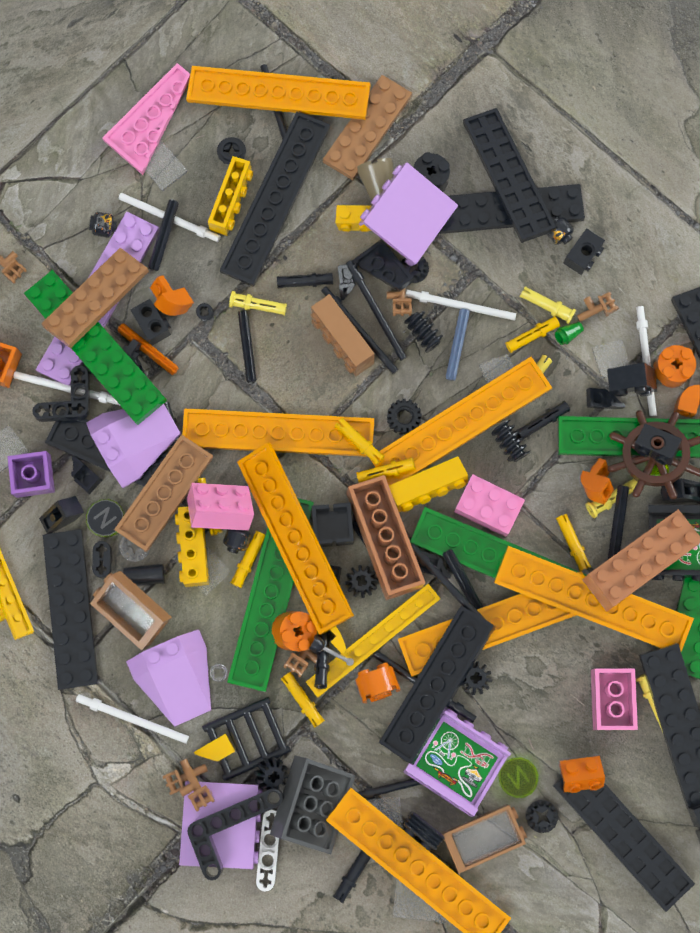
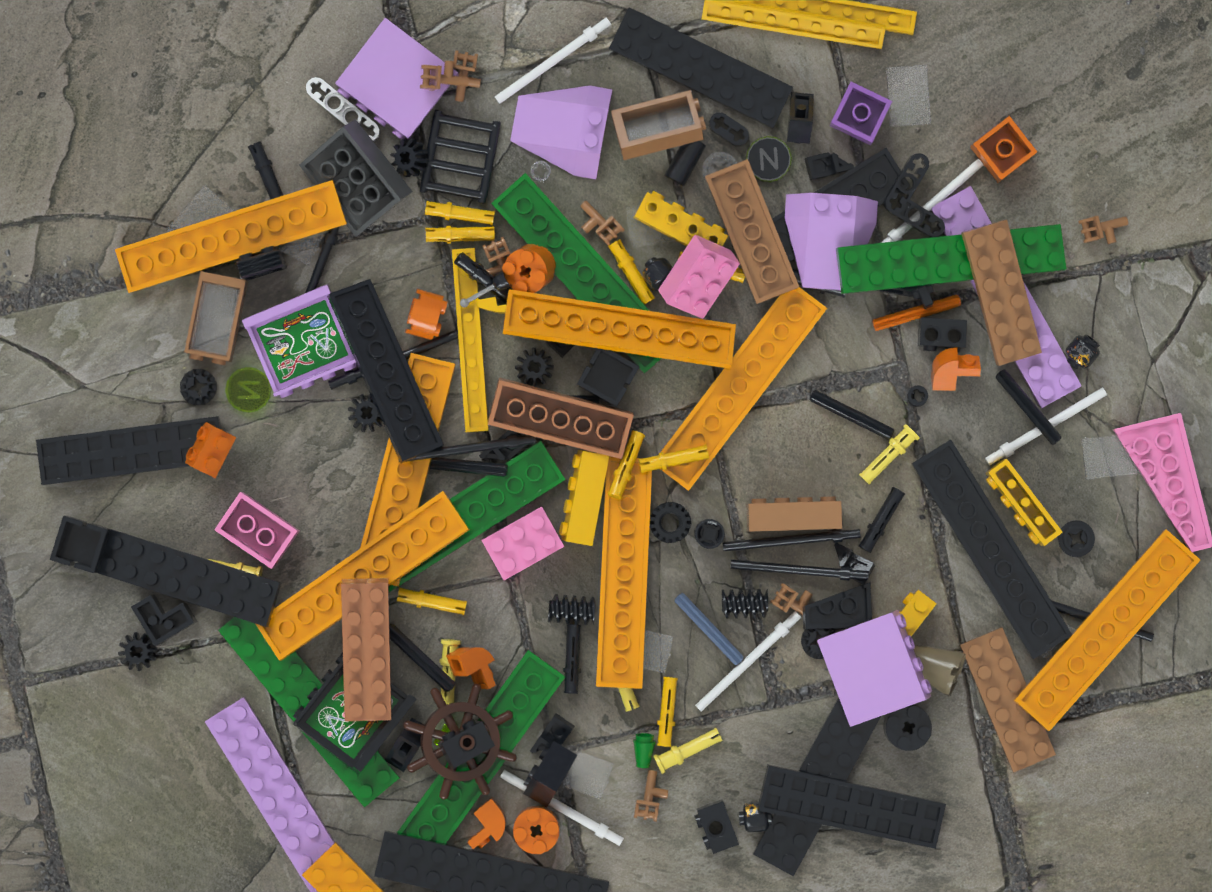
camera: 125 degrees right, 10 degrees up
(216, 749) = (468, 121): yellow slope -> none
(227, 609) = (604, 225): none -> medium nougat arm
(227, 821) = (392, 87): black beam -> none
(287, 710) = (451, 211): none -> yellow pin
(393, 384) = (709, 533): none -> black wheel

